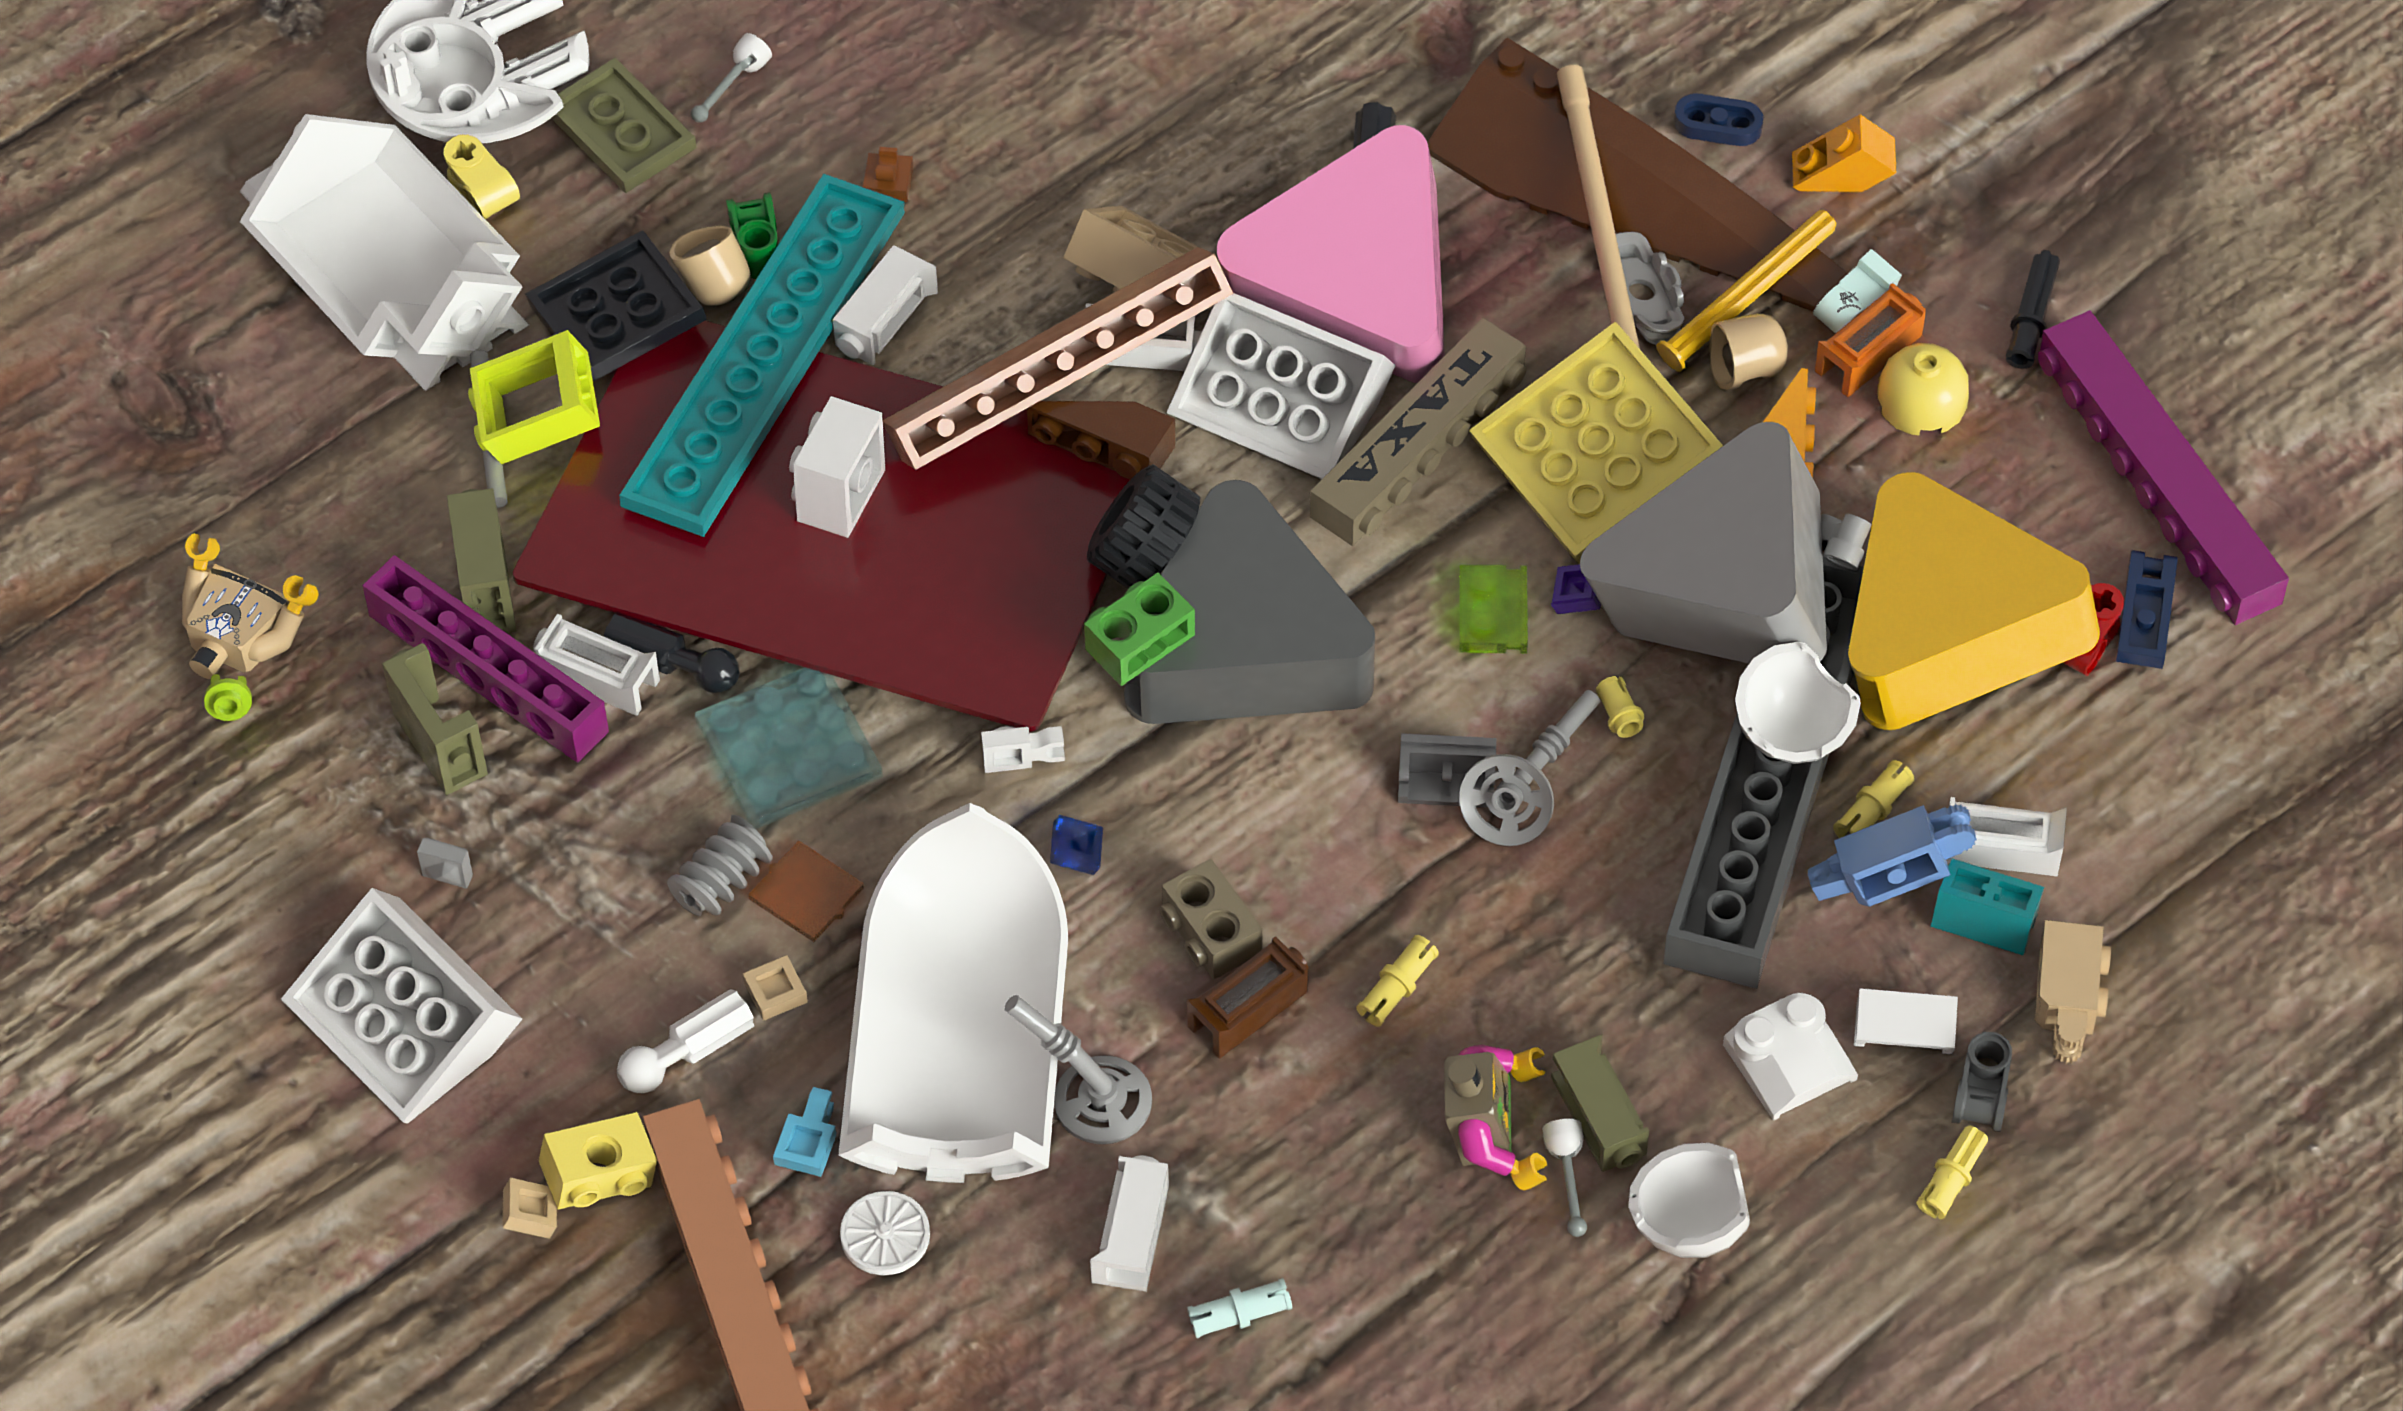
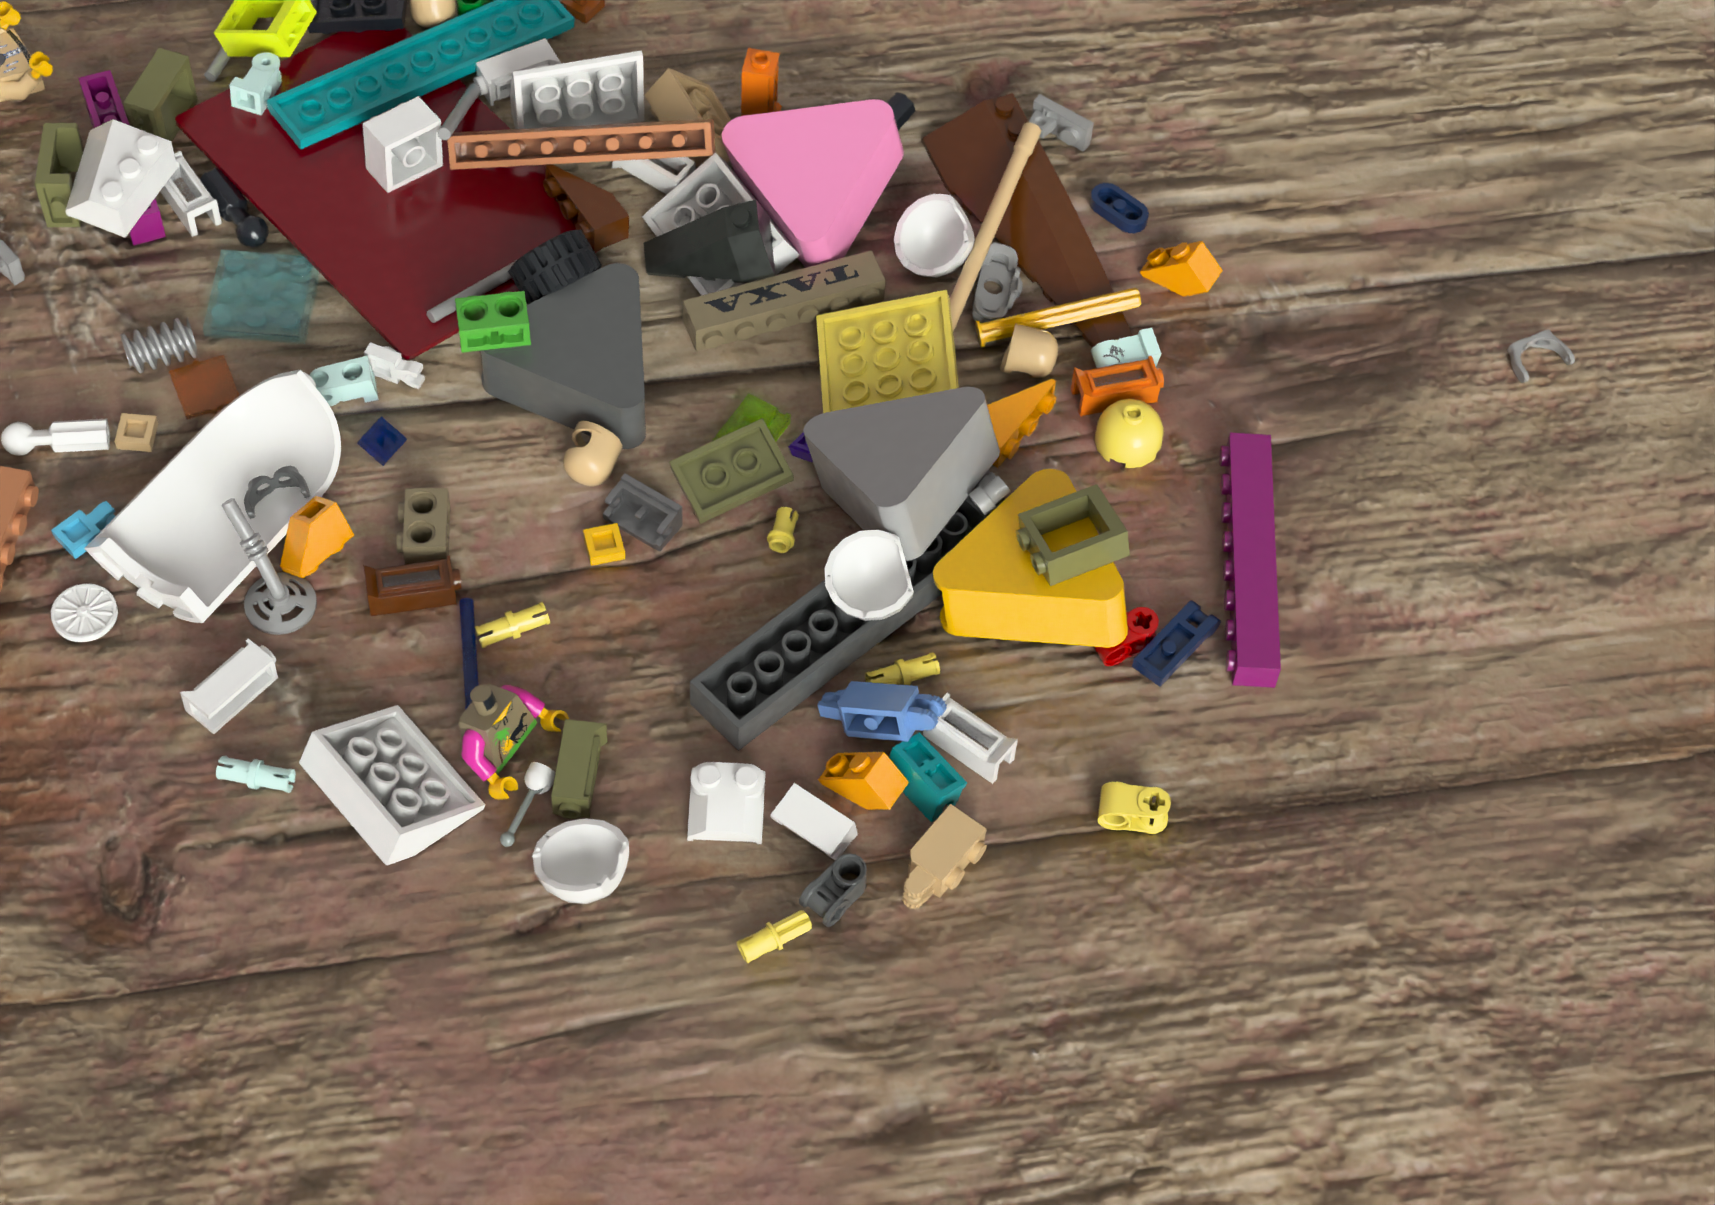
camera: 25 degrees right, 0 degrees up
(523, 682) = (119, 176): none -> white wedge
(587, 468) = (258, 85): none -> light aqua leg
(872, 390) = (459, 111): none -> light grey bar
(986, 785) = (346, 381): none -> light aqua leg
(995, 303) = (580, 93): none -> white slope
(1016, 943) = (253, 495): none -> dark grey cap
(1058, 595) = (478, 289): none -> light grey bar
(1096, 996) = (313, 536): none -> light orange slope
(1205, 179) = (760, 82): none -> orange window
(1307, 403) = (721, 245): none -> pearl dark grey wedge
(1343, 746) = (595, 461): none -> tan helmet
(1379, 1050) = (469, 649): none -> clear blue bar
(1401, 1235) = (389, 782): none -> white slope
(1426, 831) = (604, 544): none -> yellow tile
(1514, 667) = (731, 471): none -> olive plate
(1515, 784) = (672, 545): light grey dish -> none
(1542, 263) = (933, 236): none -> white cylinder
(1579, 45) = (1061, 122): none -> light grey hinge
(1924, 944) = (865, 779): none -> light orange slope
(2011, 501) = (1083, 556): none -> olive window
(2029, 321) = (1239, 419): black axle -> none
(2231, 822) = (1131, 808): none -> light yellow piece
(2302, 40) = (1540, 340): none -> light grey cap

